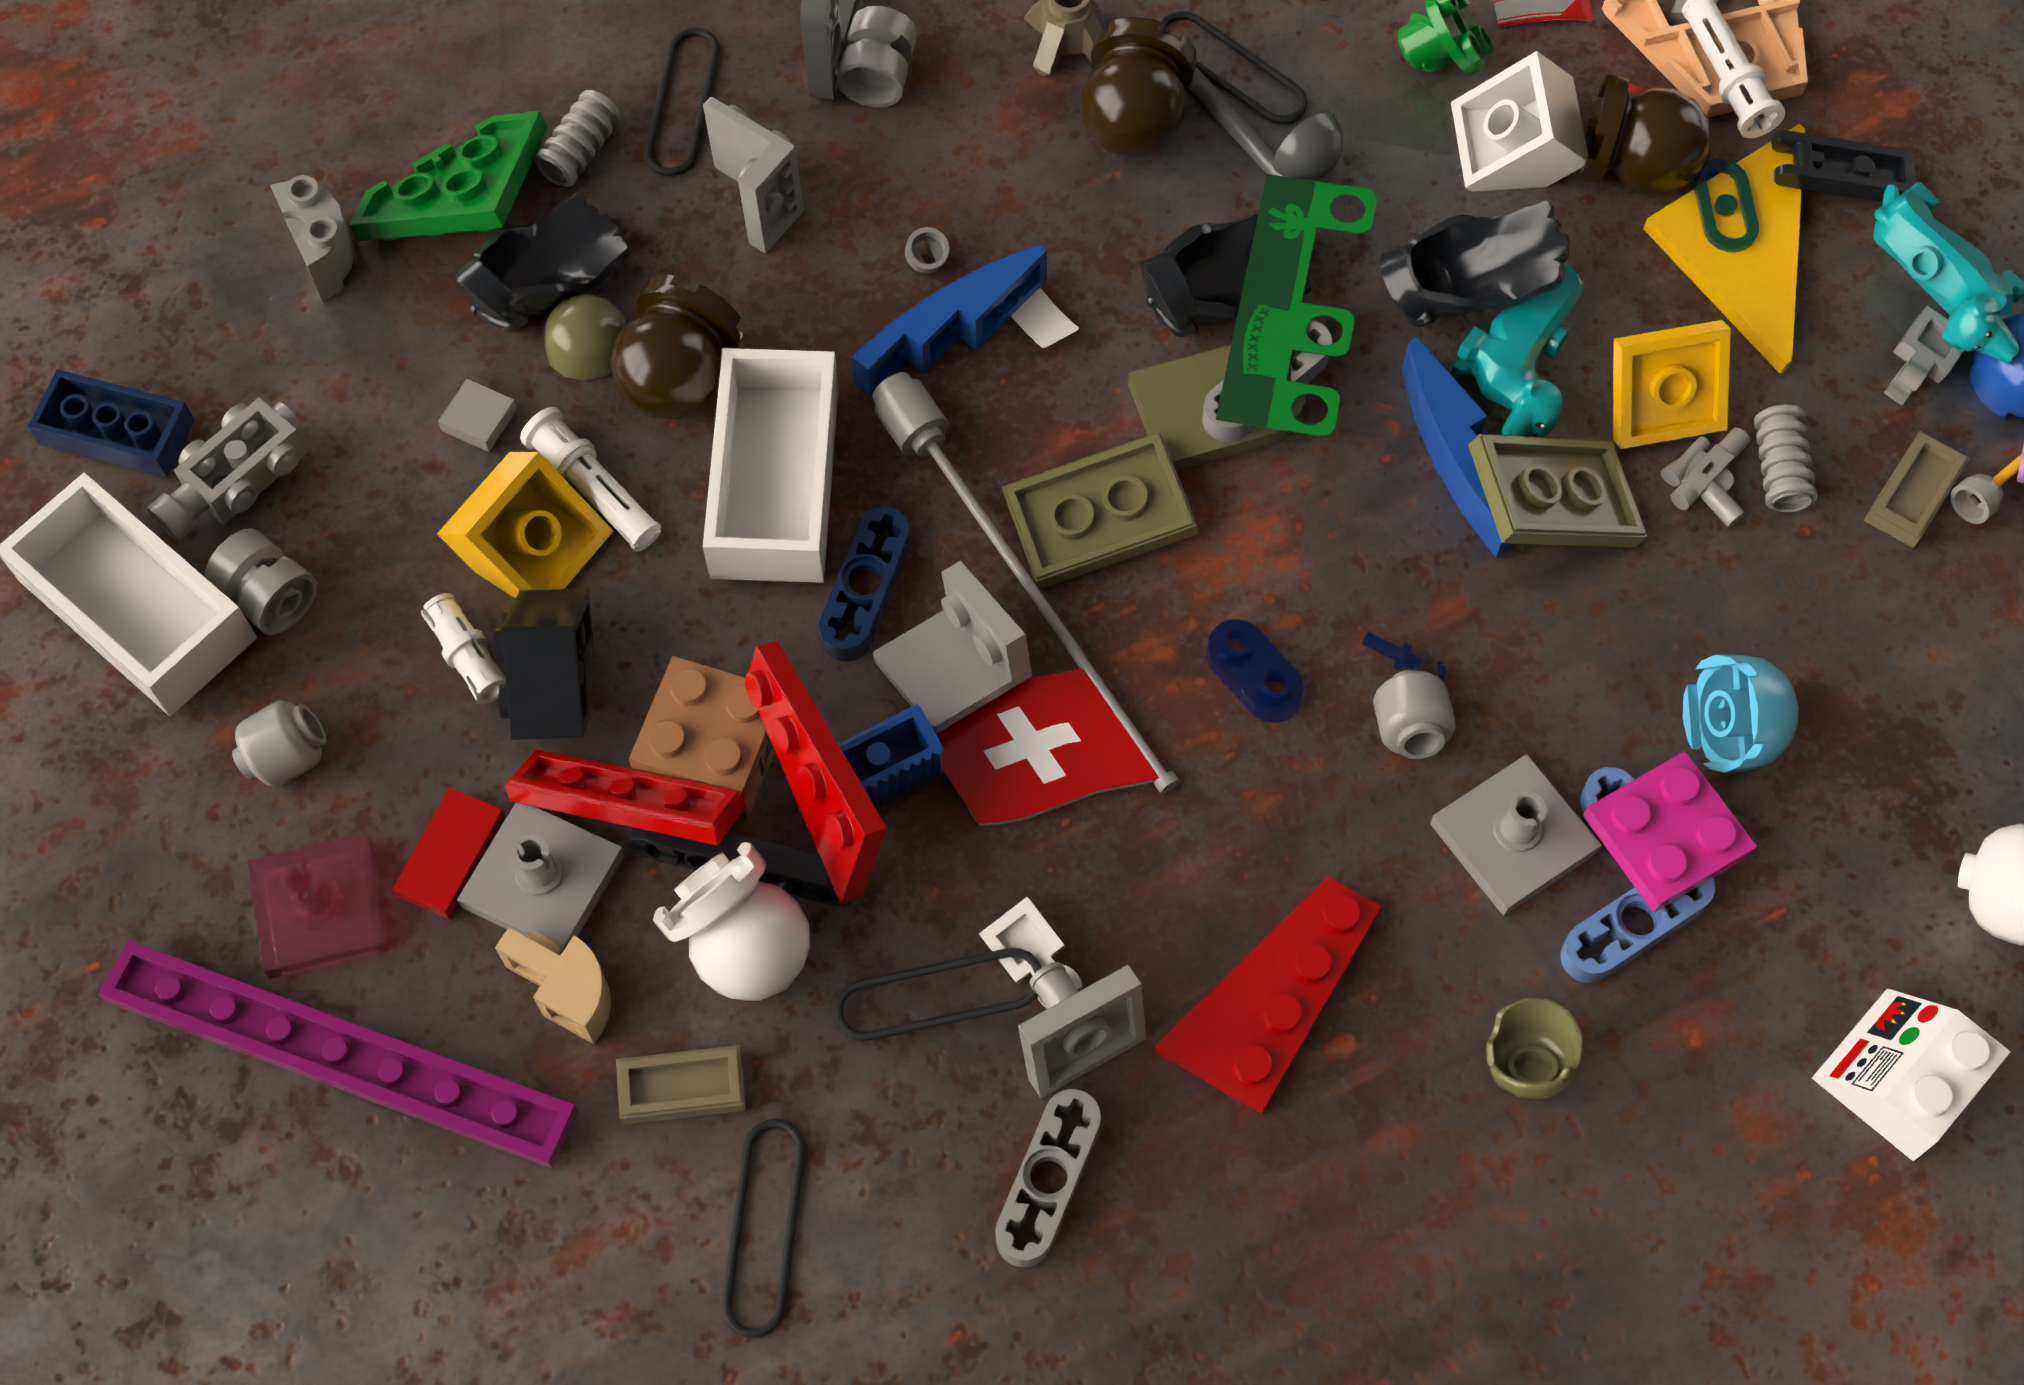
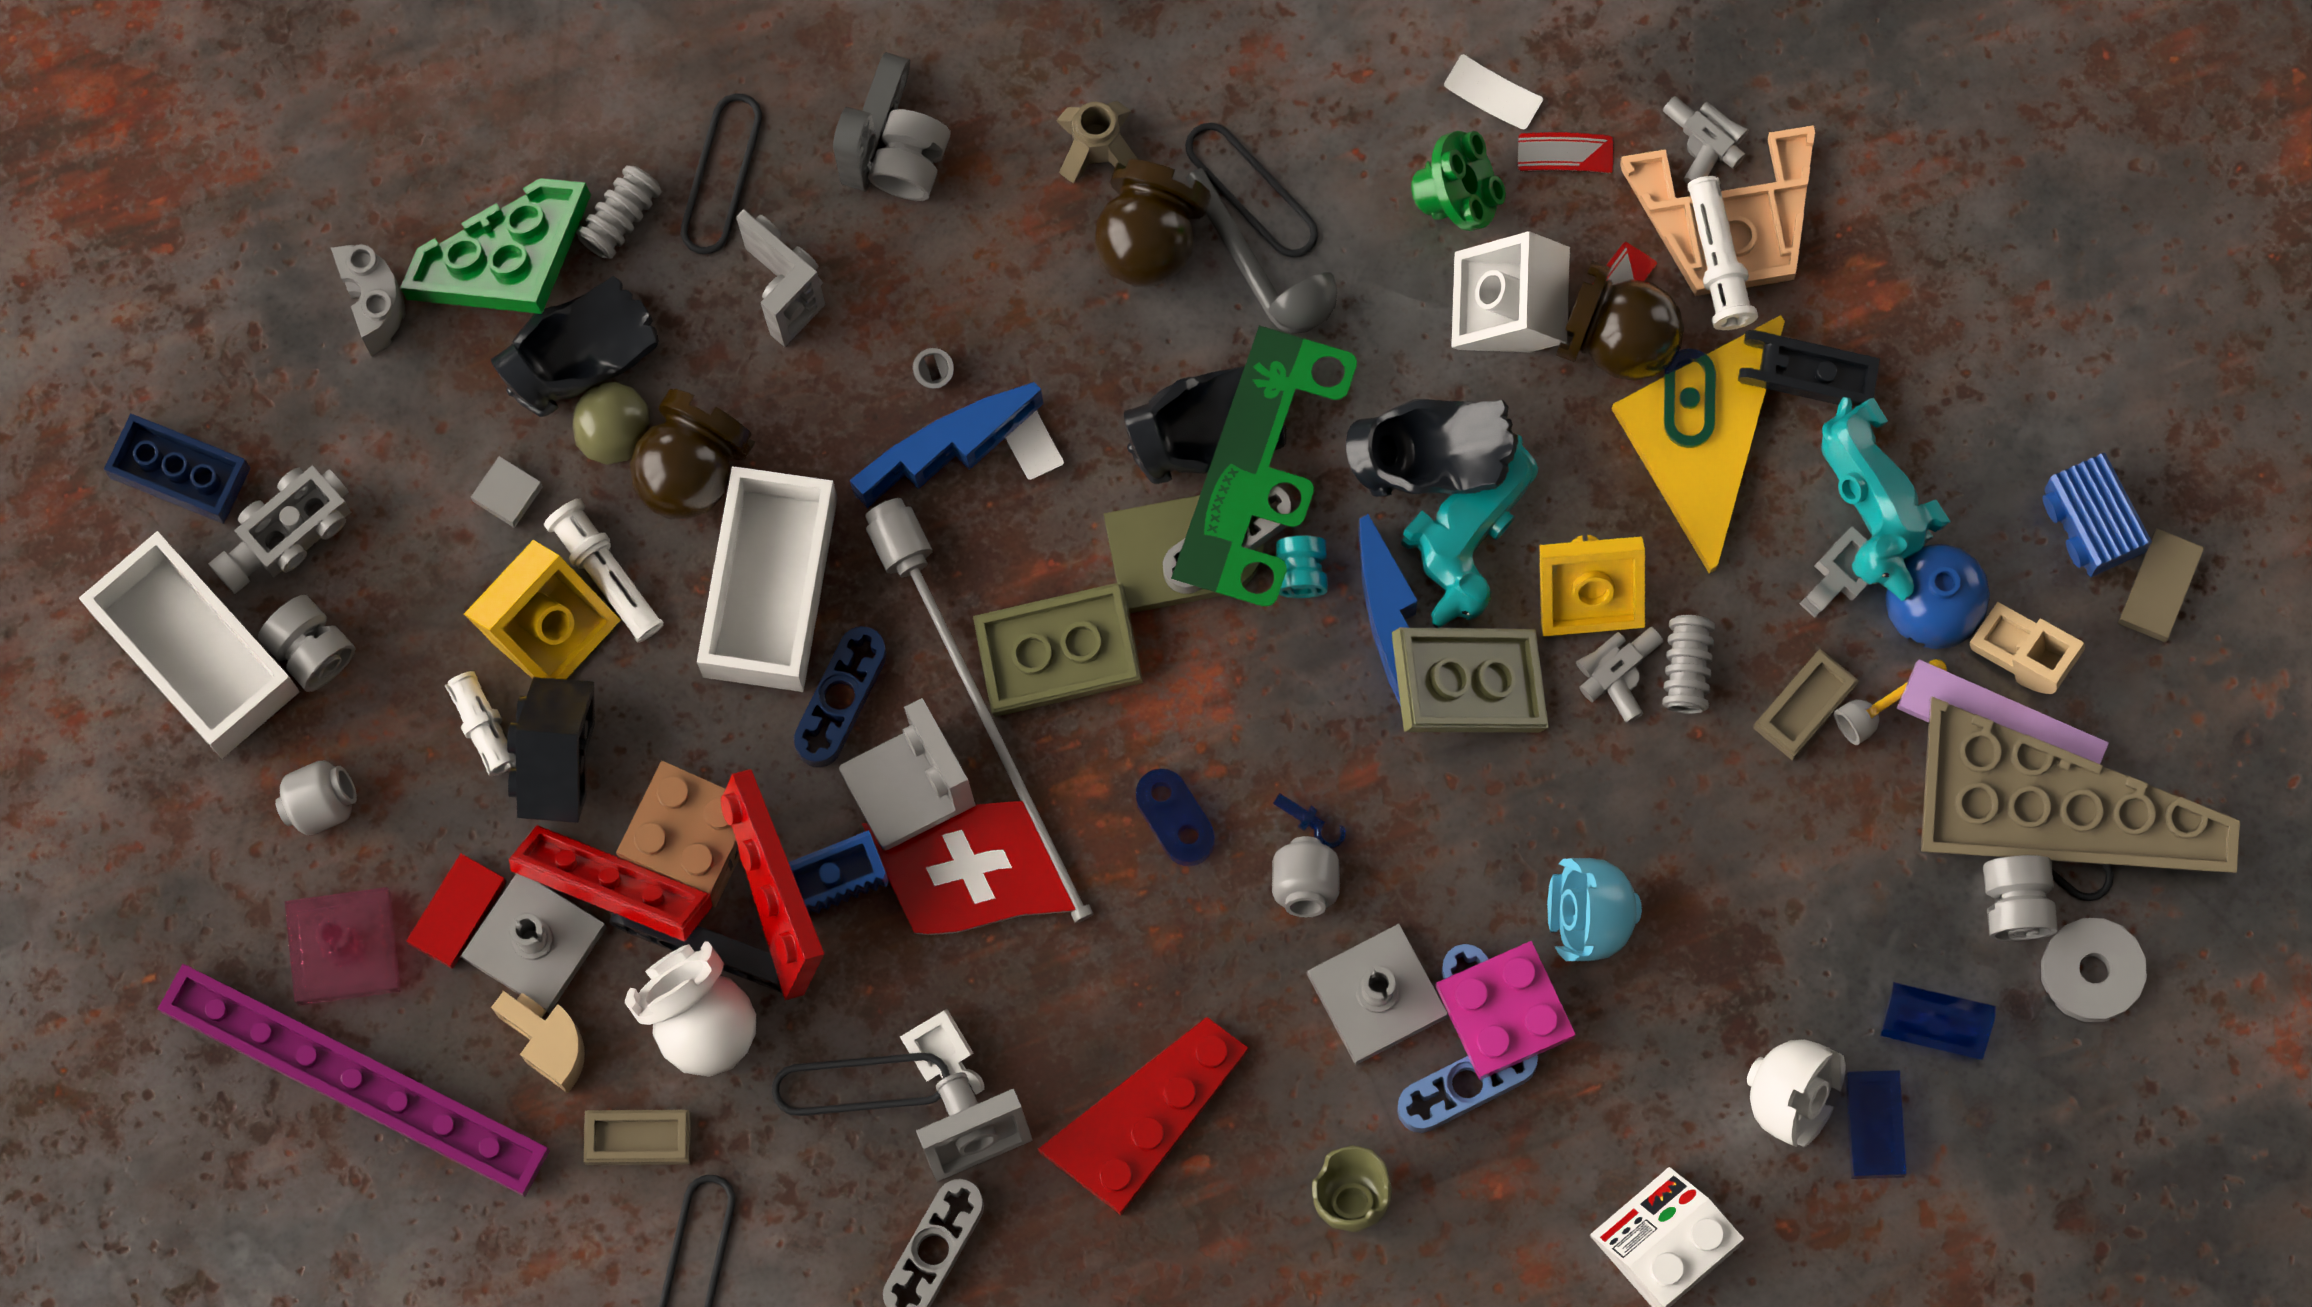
camera: 10 degrees right, 10 degrees up
(1358, 411) = (1304, 572): none -> teal wheel

